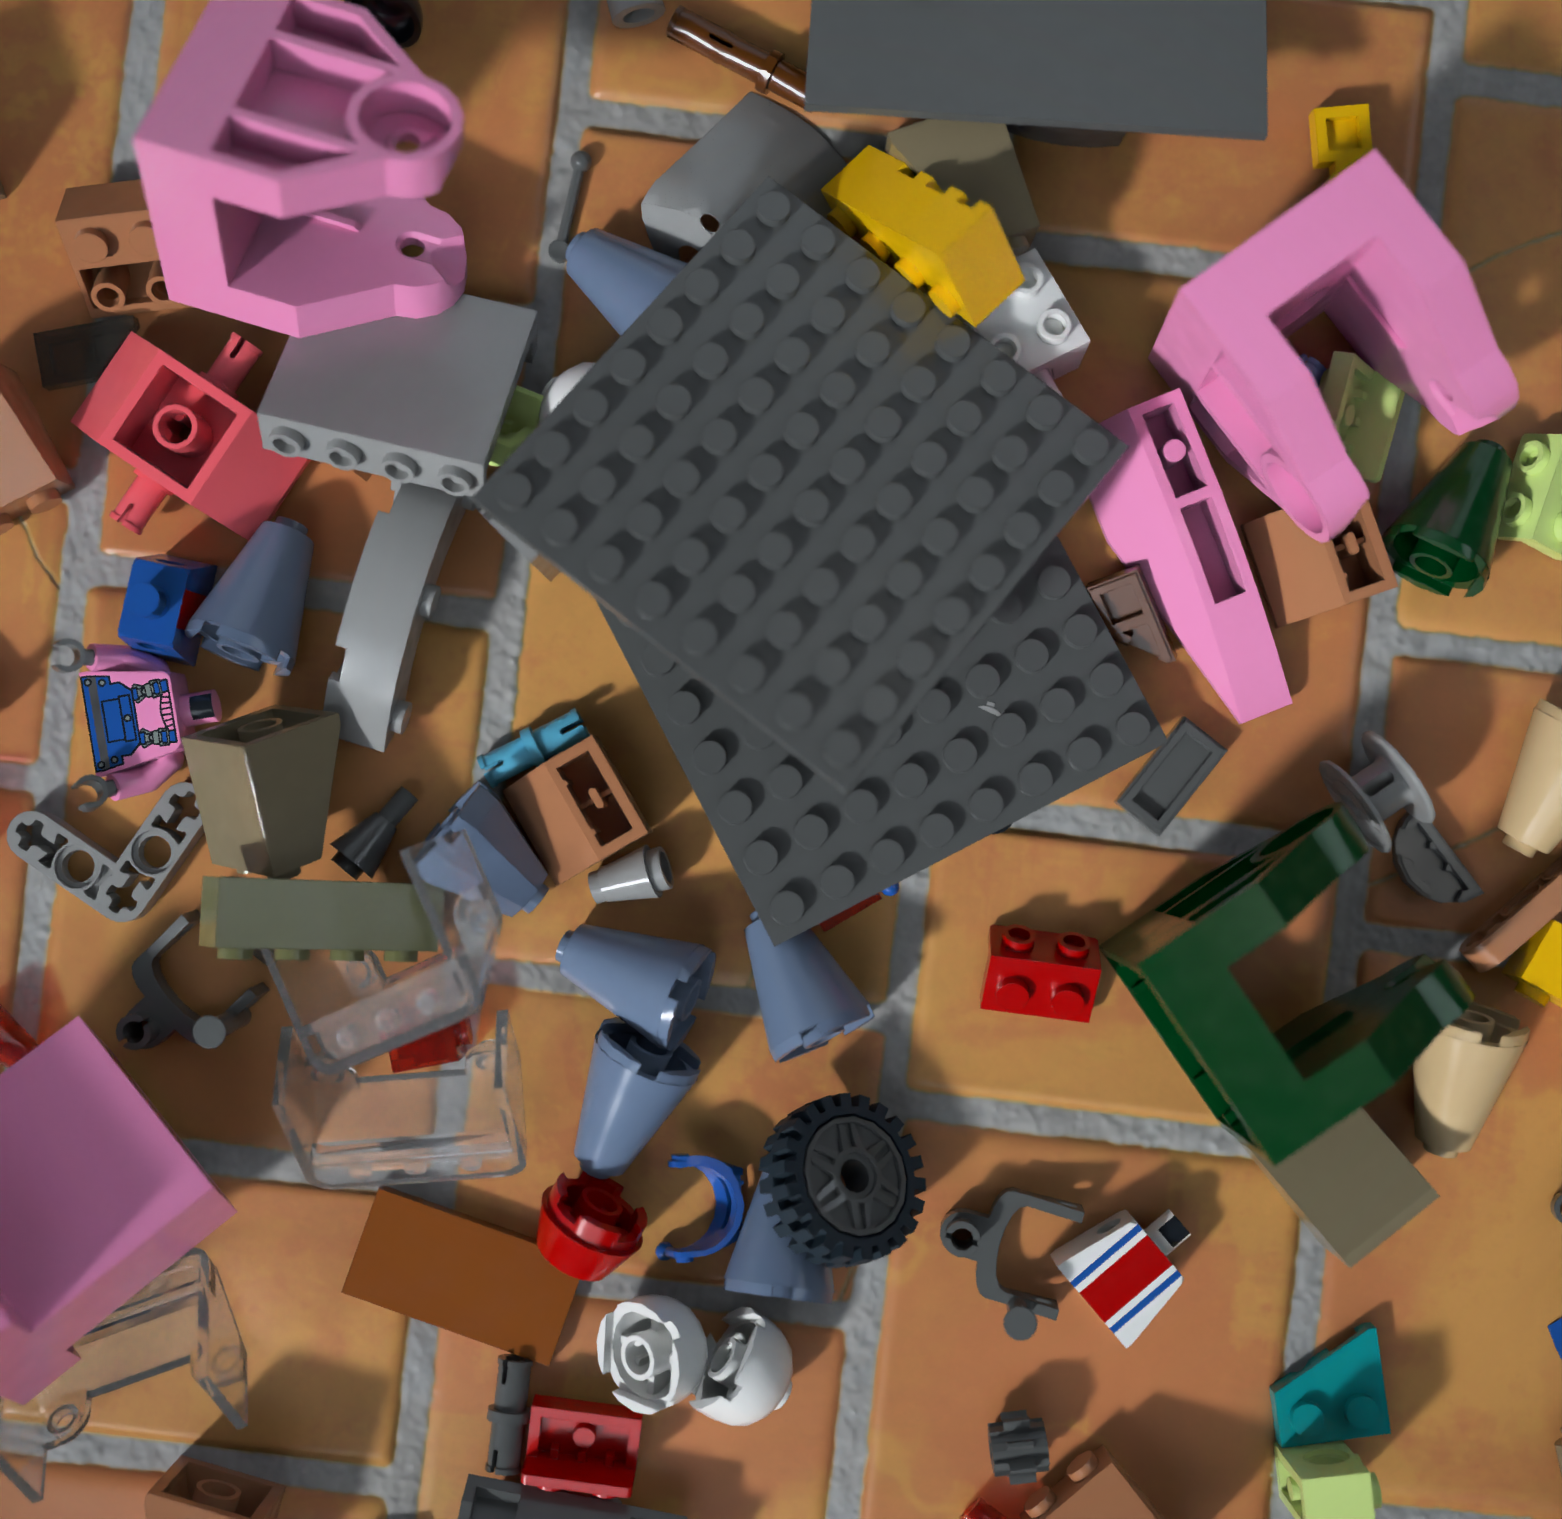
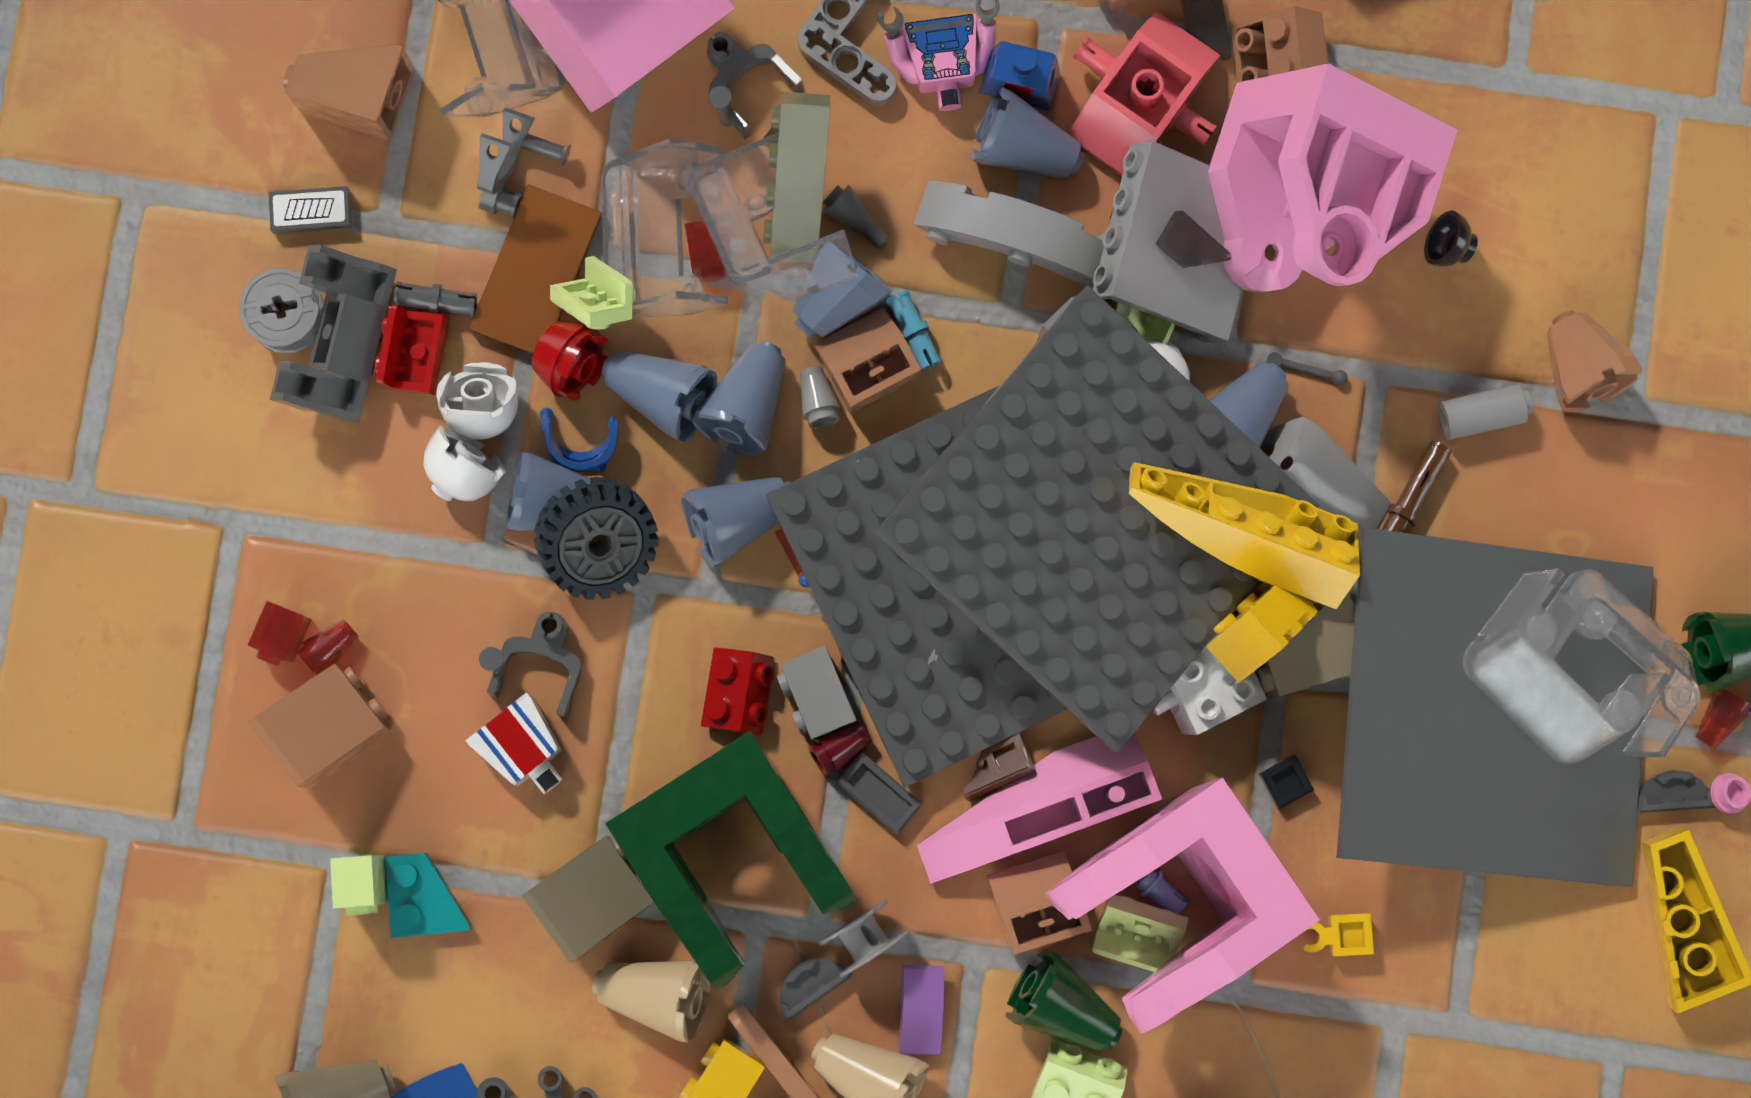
camera: 90 degrees right, 5 degrees down
(265, 787) = (890, 140): dark tan slope -> none
(327, 1342) = (497, 169): none -> dark grey piece
(403, 359) = (1189, 243): none -> clear smoke tile
(505, 1192) = (599, 298): none -> yellowish green bracket
(815, 254) = (1256, 531): none -> yellow wedge
(1018, 1447) = (395, 662): dark grey gear -> none
(1042, 865) = (817, 693): none -> light grey brick
(1112, 833) = (838, 747): none -> dark red cone
(1136, 227) = (1286, 781): none -> black tile
(1462, 710) = (921, 1009): none -> medium lavender slope

